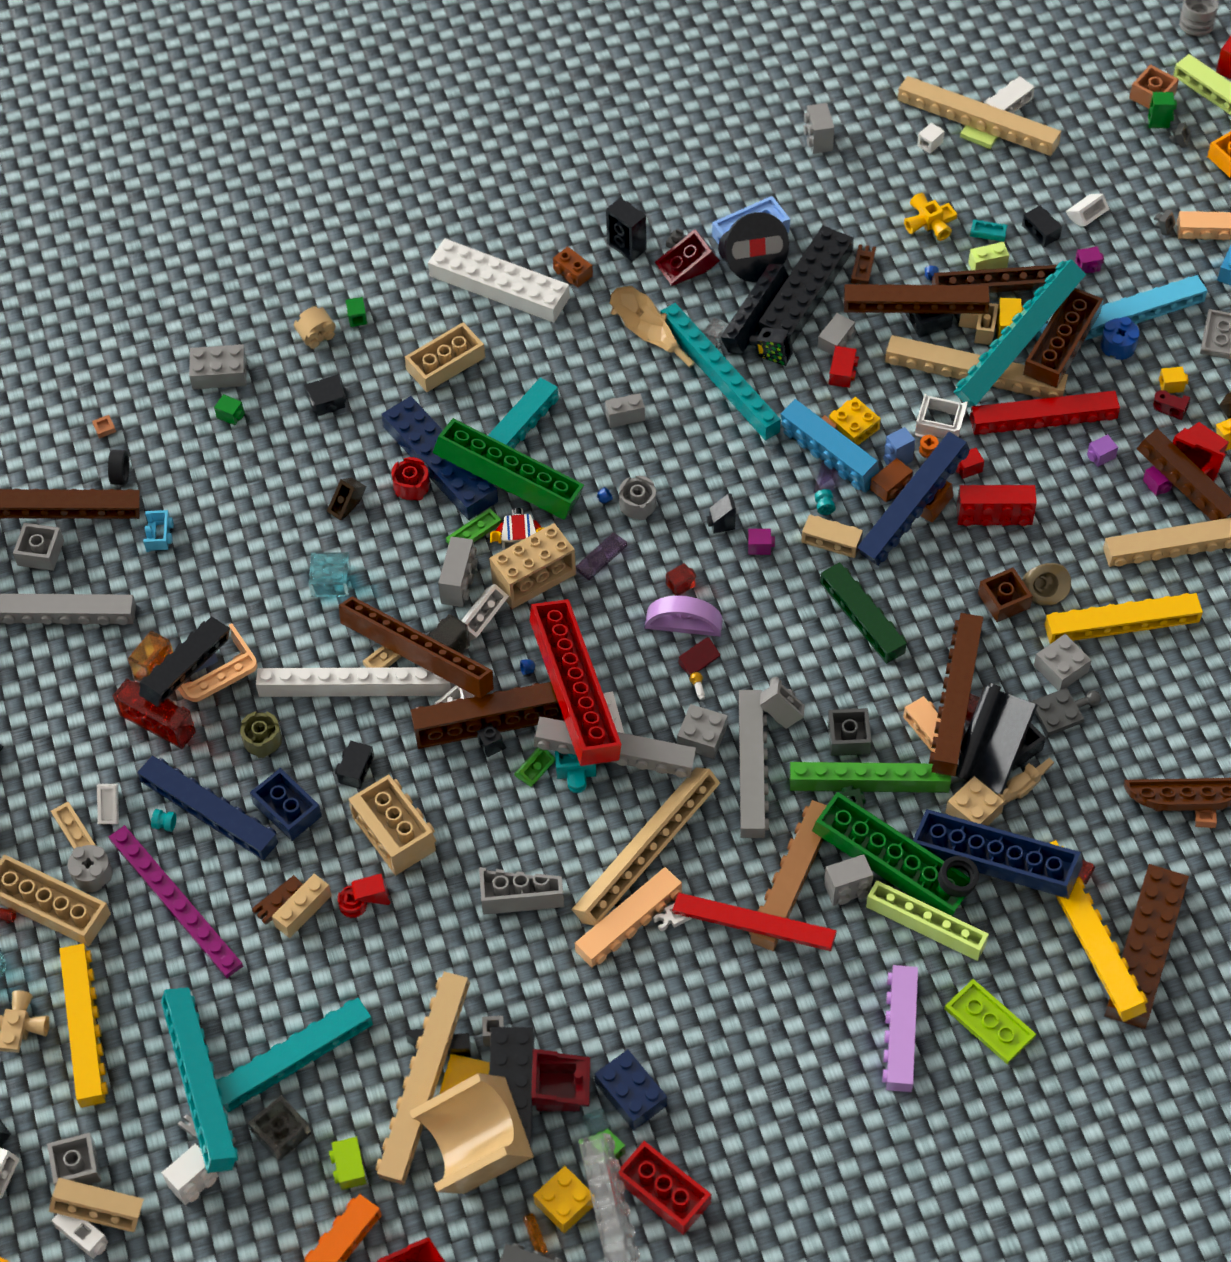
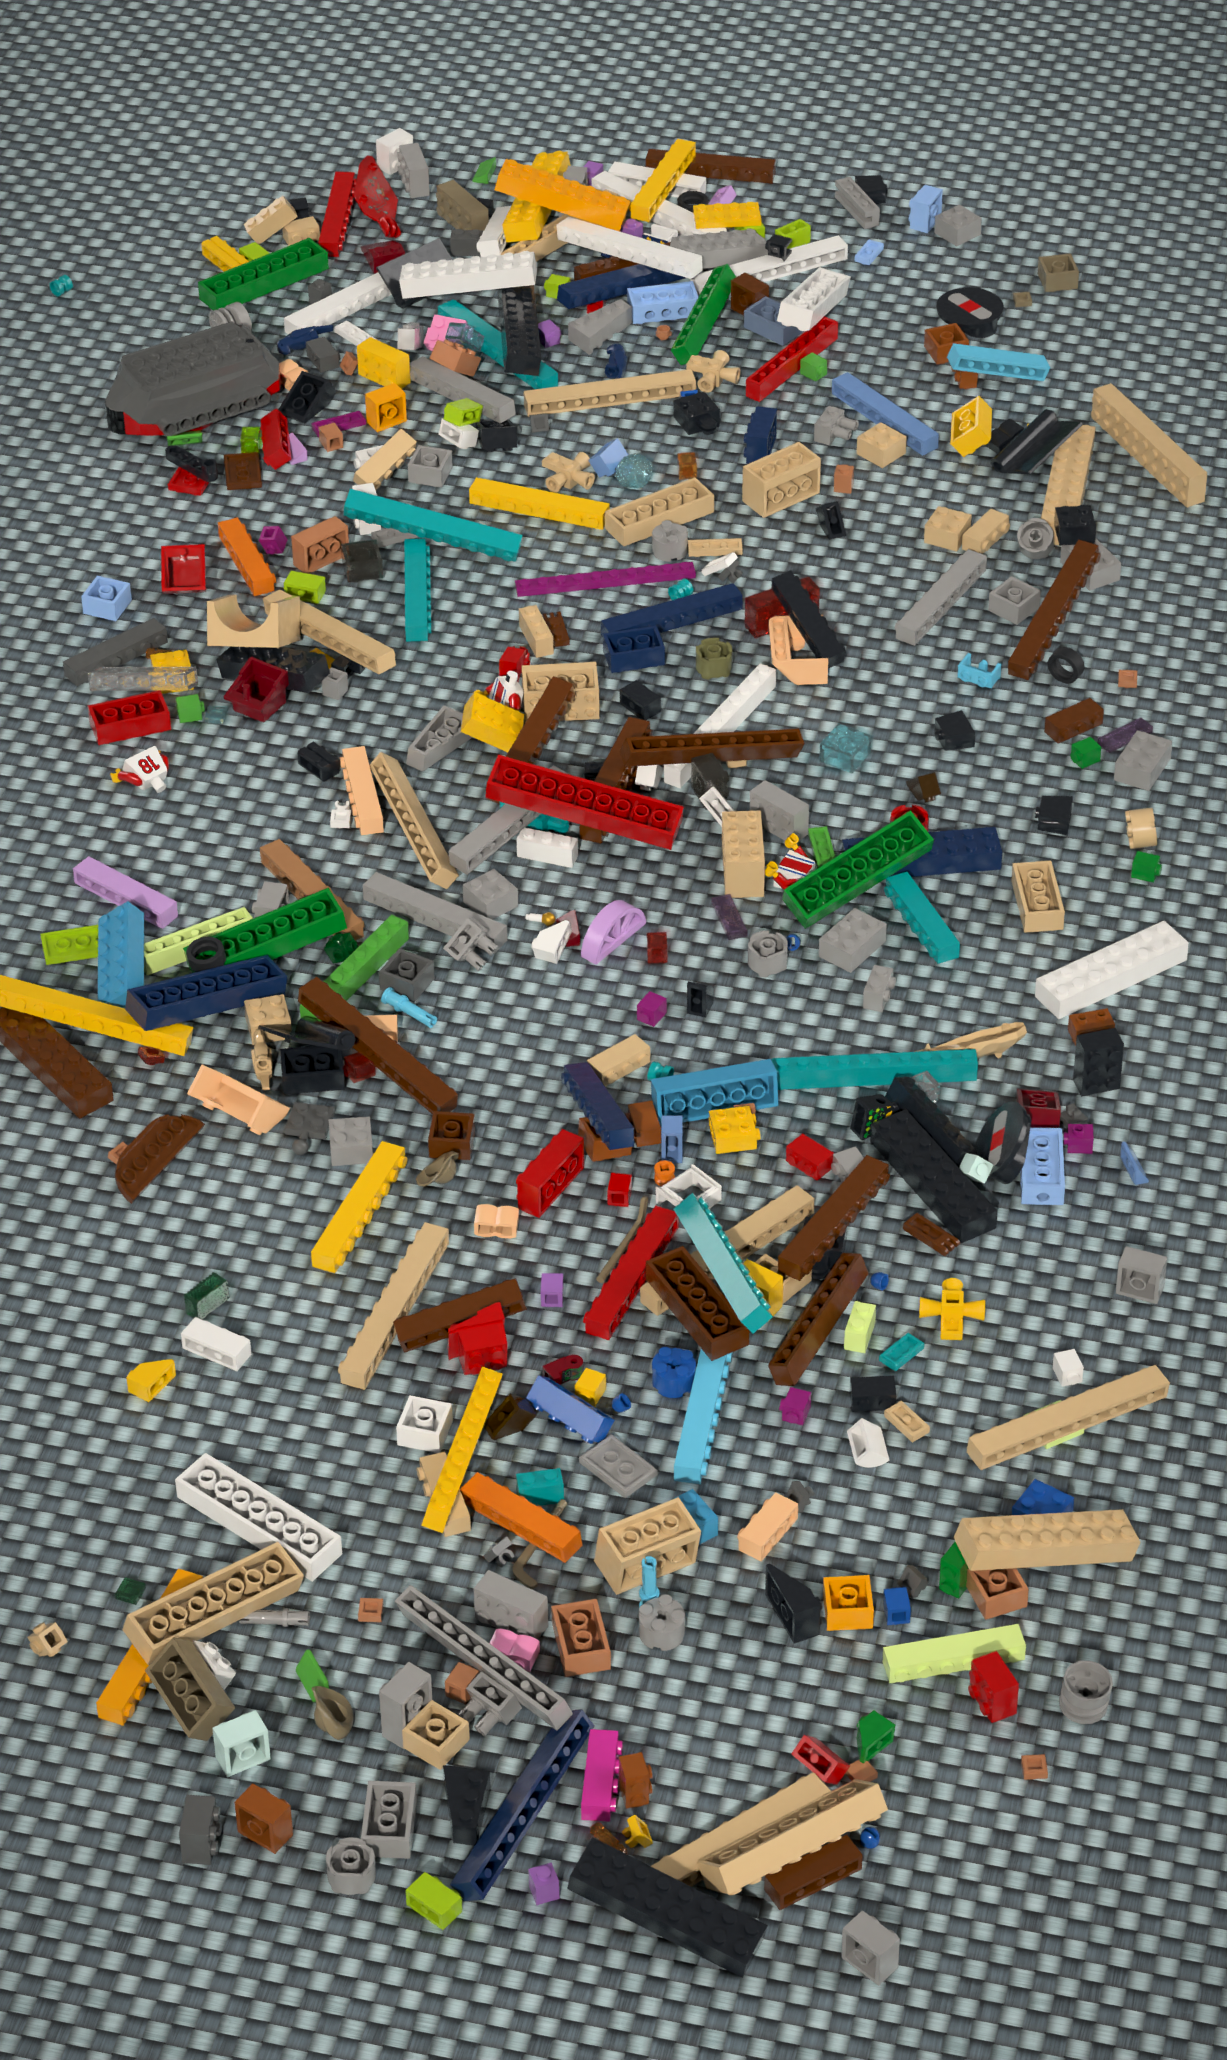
camera: 120 degrees right, 15 degrees down
(149, 654) = (840, 619): clear orange piece -> none
(182, 400) = (1123, 735): none -> clear purple tile
(188, 435) = (1074, 720): none -> reddish brown brick
(255, 510) = (954, 731): none -> black torso
(279, 1181) = (319, 545): none -> nougat brick
(292, 1238) = (273, 539): none -> magenta brick
(423, 869) = (505, 691): none -> torso
(479, 847) = (491, 722): none -> yellow brick
(489, 797) = (542, 722): none -> reddish brown brick
(579, 452) = (852, 940): none -> light grey brick
(612, 979) = (318, 761): none -> black brick
(630, 1089) = (220, 734): dark blue brick -> none
(701, 222) = (1079, 1138): none -> magenta brick
(702, 188) = (1132, 1165): none -> medium blue slope
(728, 1120) = (144, 770): none -> white torso
(730, 651) = (551, 942): none -> white slope
(754, 921) = (285, 840): red tile -> none
(788, 256) = (975, 1168): none -> light aqua brick
(863, 612) = (520, 1043): dark green brick -> none
(879, 722) = (402, 1003): none -> medium azure pin
(1007, 950) = (120, 953): none -> dark azure brick
(1013, 96) = (1078, 1461): white brick -> none
(1016, 437) = (624, 1244): none -> dark tan piece
(1050, 197) = (906, 1421): none -> tan plate
(1064, 522) = (496, 1221): none -> light nougat brick
(1068, 97) = (1042, 1499): none -> blue brick
(1075, 759) = (237, 1099): none -> light nougat windscreen
(1107, 68) = (1046, 1540): none -> tan brick
(1169, 358) = (621, 1403): none -> blue hinge
(1206, 376) = (569, 1409): none -> brick
(1212, 129) = (896, 1606): none -> blue brick

